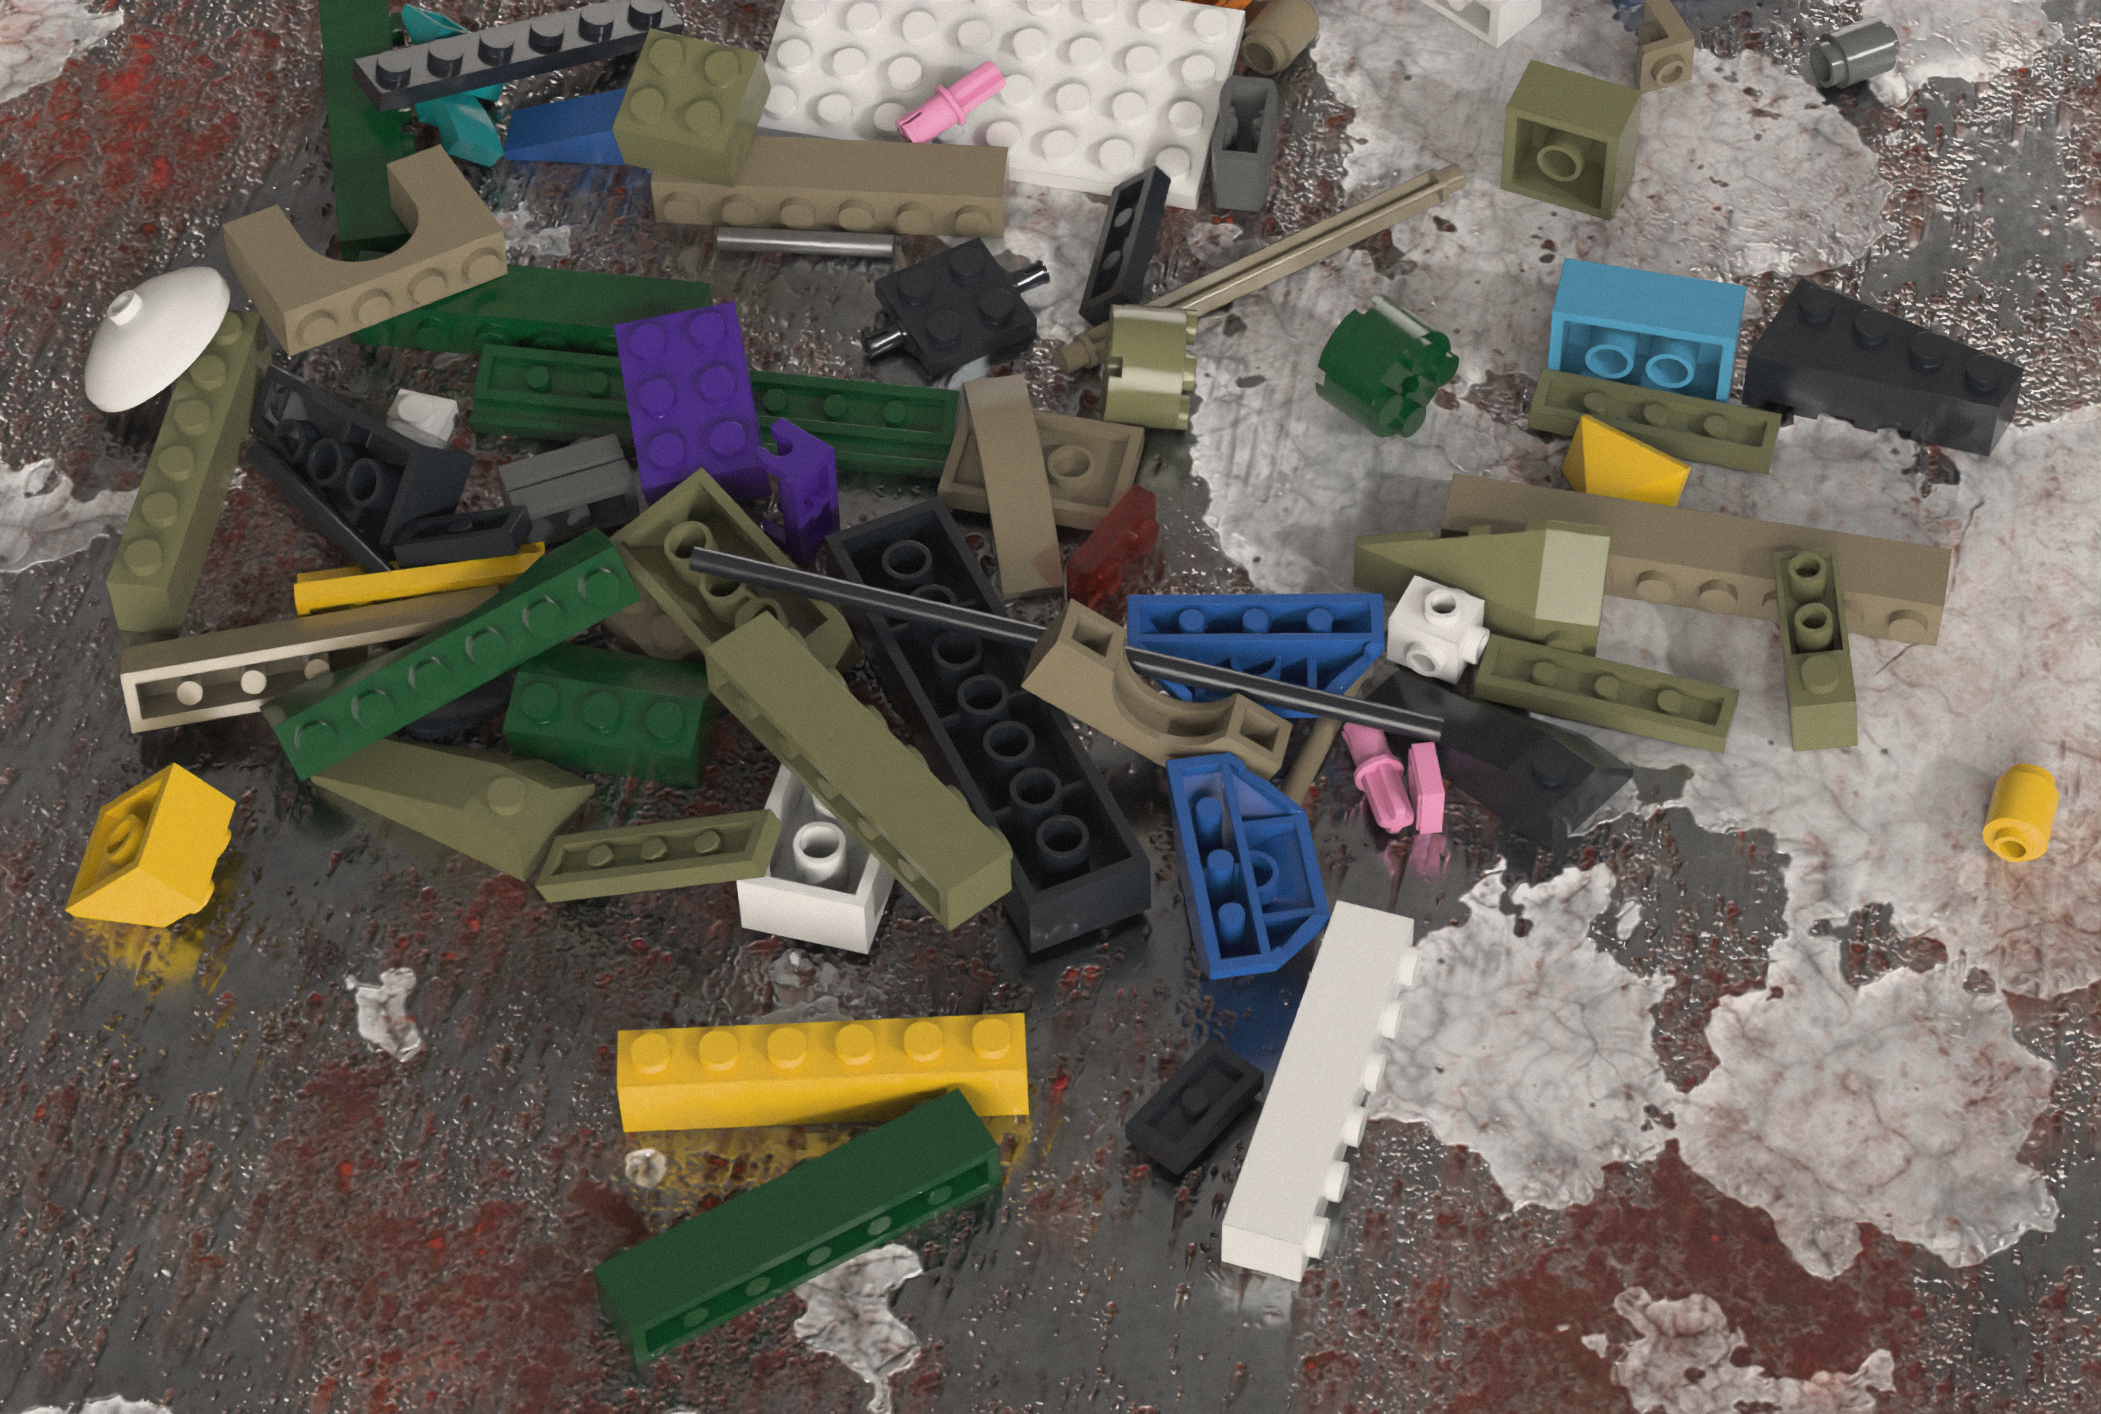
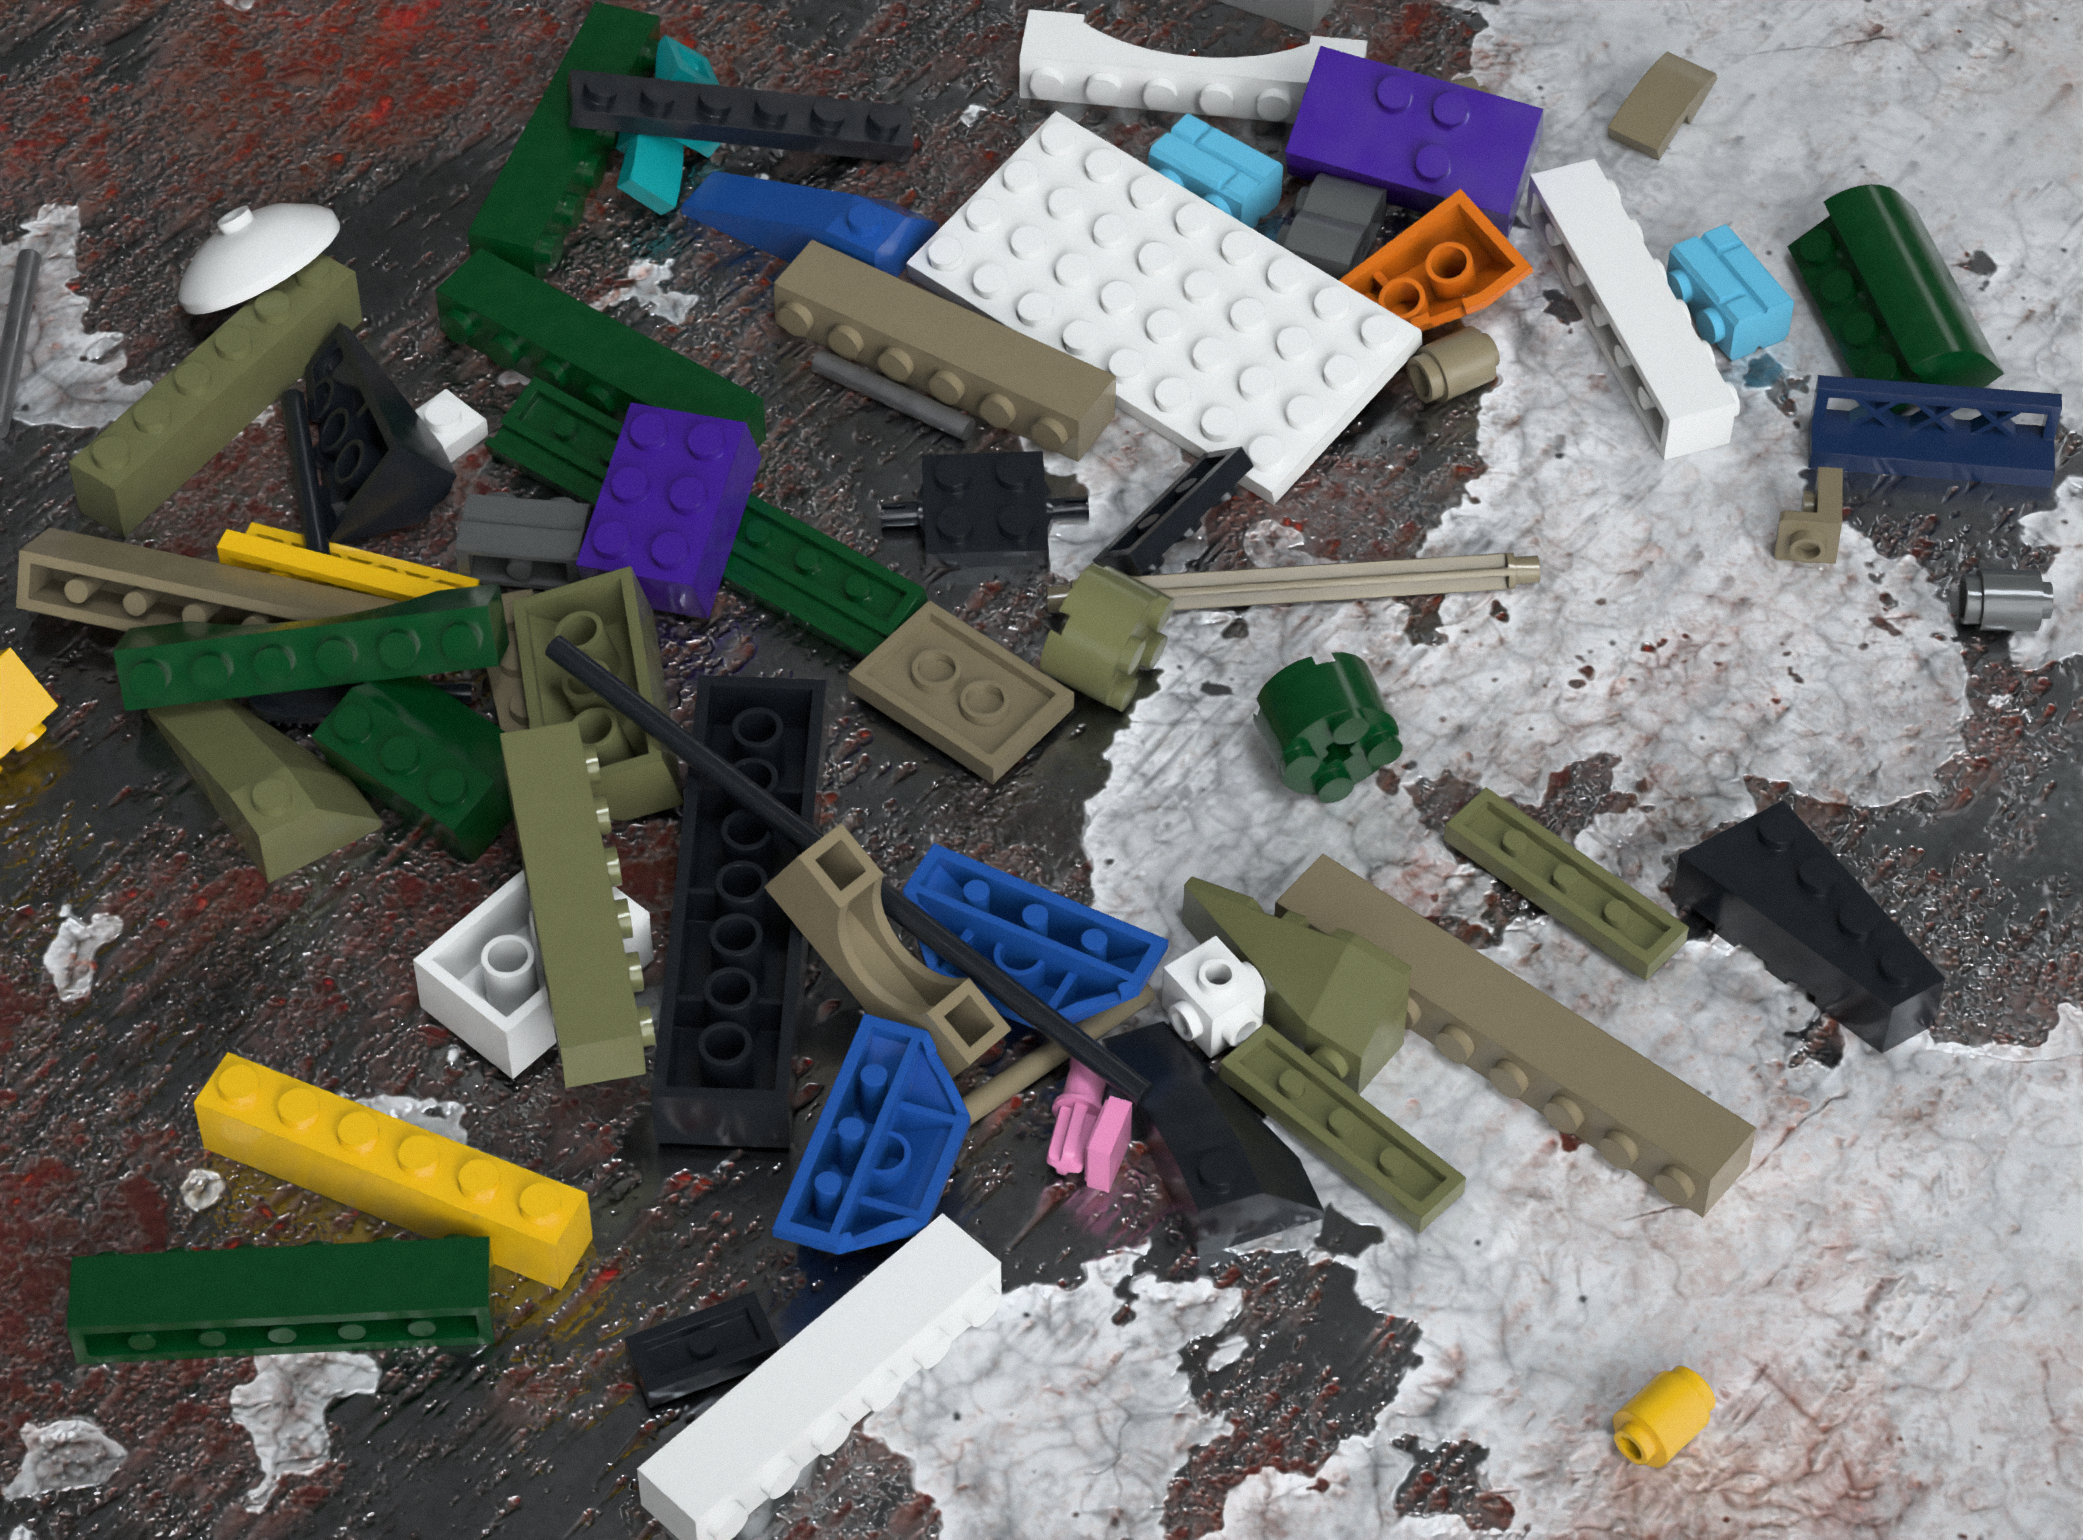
camera: 25 degrees right, 0 degrees up
(322, 299) = (404, 280): dark tan arch -> none
(463, 537) = (397, 546): black plate -> none
(660, 856) = (369, 909): olive plate -> none
(692, 108) = (834, 227): olive brick -> none
(805, 488) = (715, 622): dark purple hinge -> none
(950, 104) = (1086, 316): bright pink axle -> none
(1014, 486) = (915, 696): dark tan slope -> none
(1112, 547) = (970, 795): clear red plate -> none
(1244, 143) = (1342, 457): dark grey brick -> none
(1570, 139) = (1652, 575): olive brick -> none
(1621, 466) = (1498, 918): yellow slope -> none
(1647, 329) = (1597, 791): dark azure brick -> none
(1815, 649) = (1558, 1170): olive slope -> none

